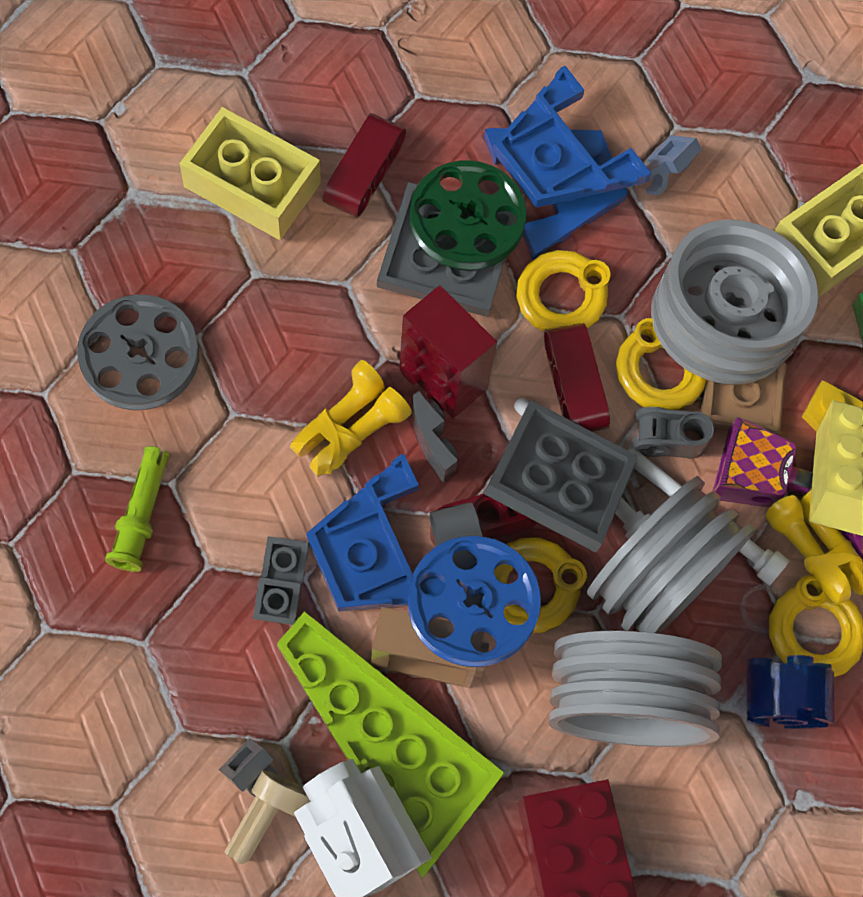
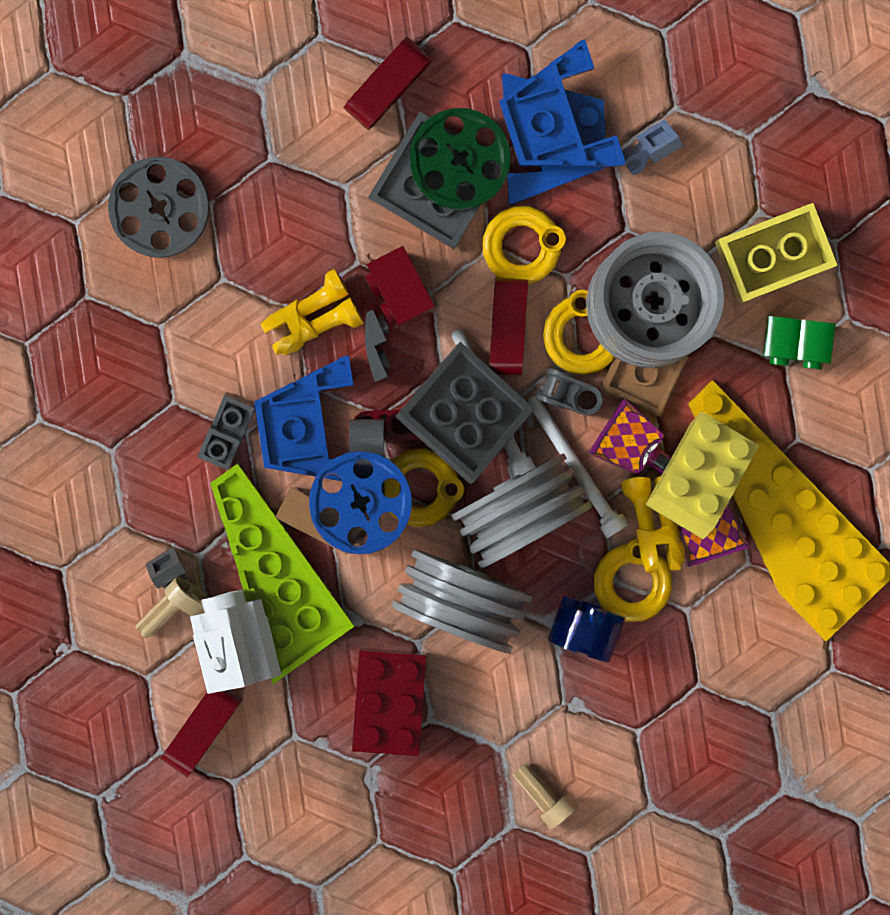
camera: 25 degrees right, 20 degrees up
(134, 526) = (123, 358): lime pin -> none
(250, 173) = (287, 72): light yellow brick -> none

